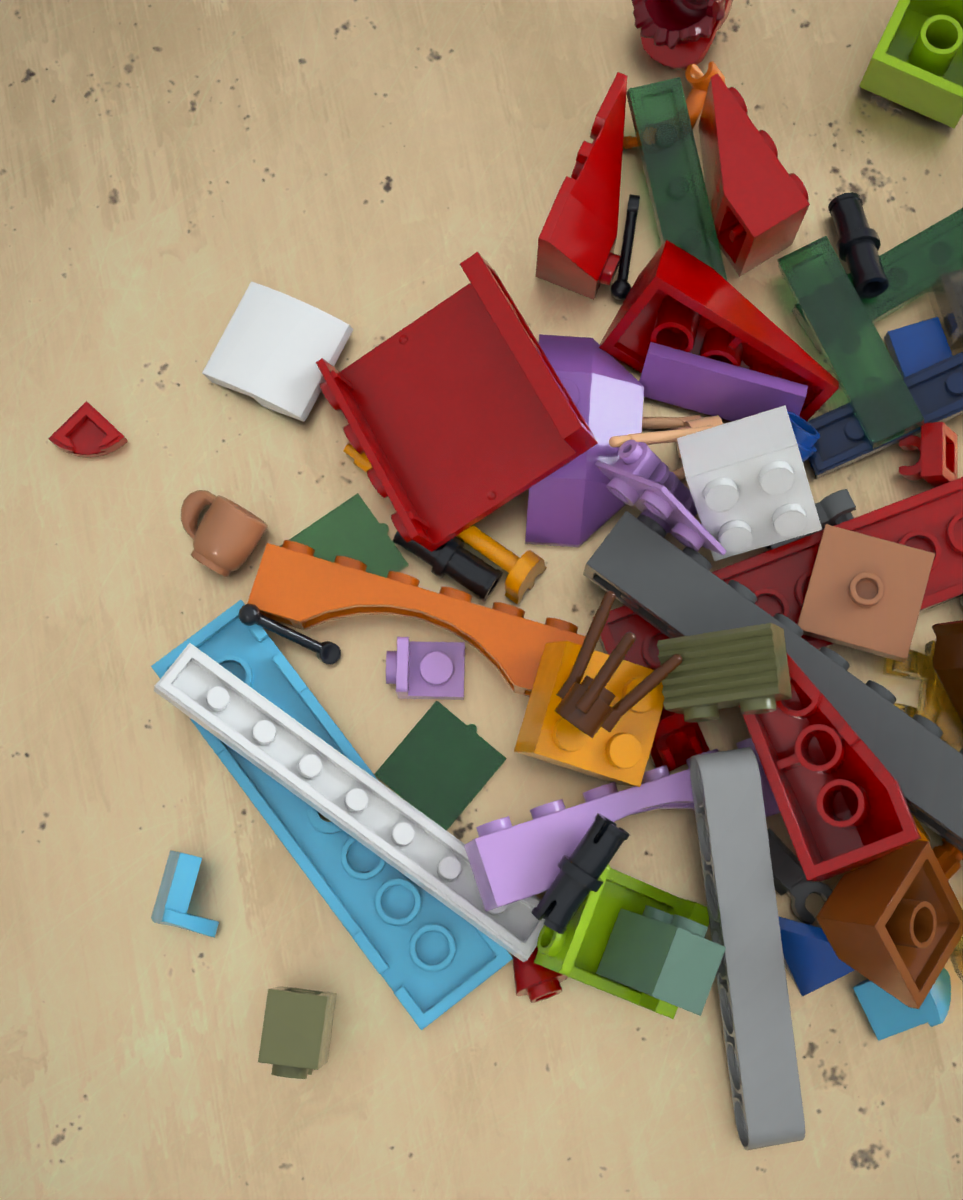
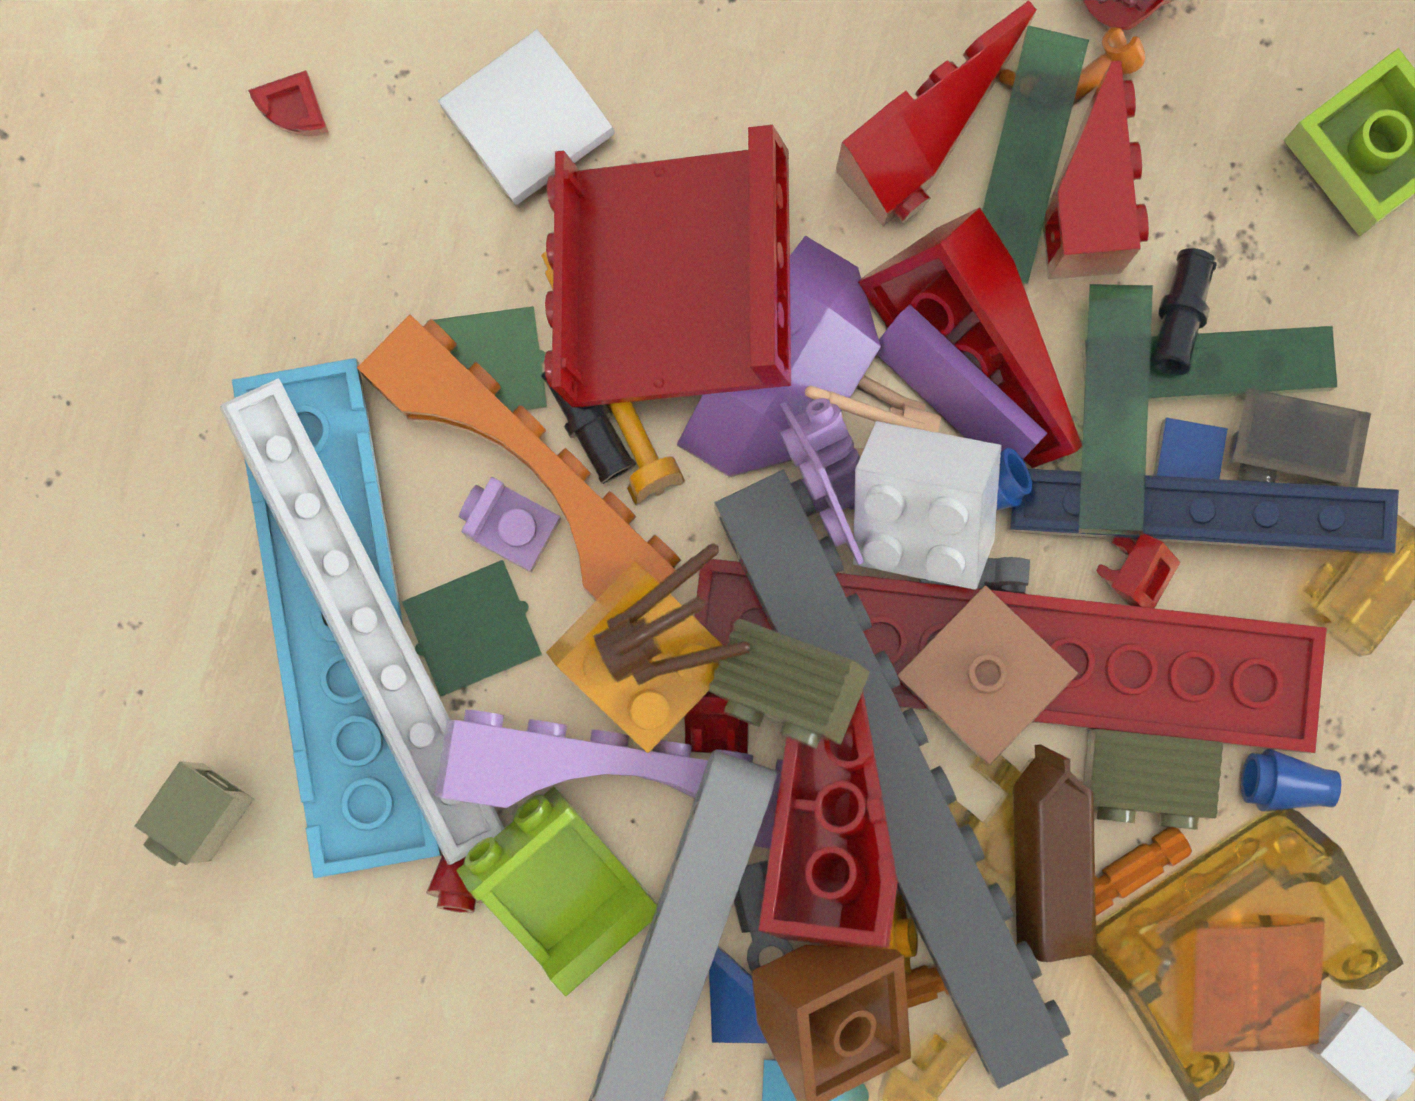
camera: 25 degrees right, 5 degrees up
(176, 894) = (143, 620): medium azure tile -> none
(224, 535) = (376, 280): nougat piece -> none
(326, 651) = (417, 453): black hinge -> none
(580, 873) = (539, 808): black pin -> none
(621, 287) = (916, 228): black hinge -> none
(662, 957) = (579, 931): sand green brick -> none

